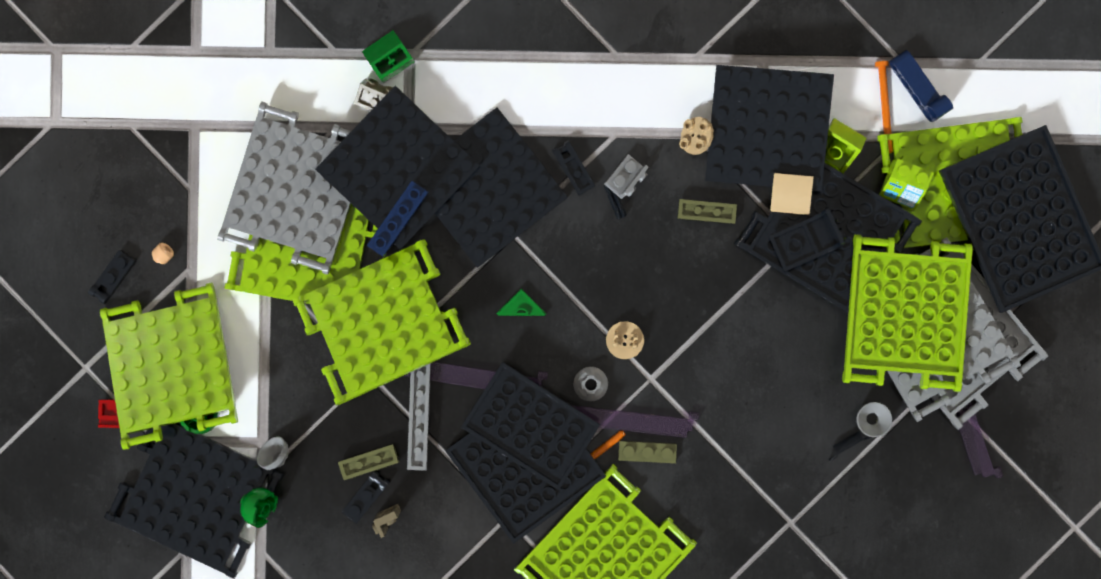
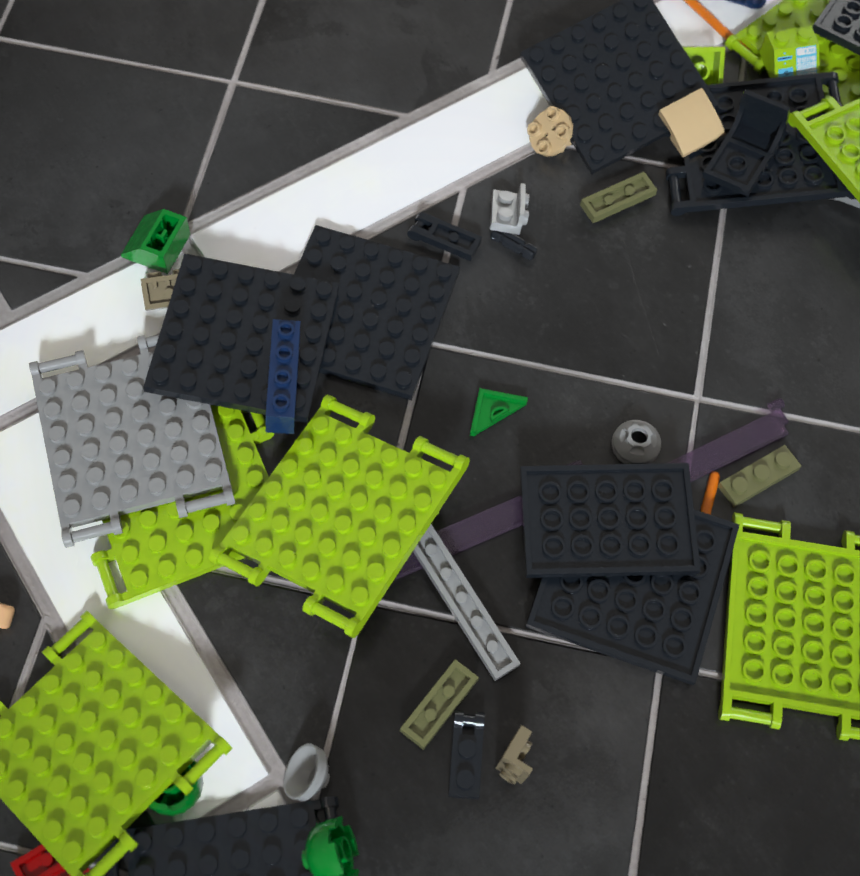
camera: 40 degrees left, 25 degrees down
(634, 340) = (627, 378): tan plate -> none

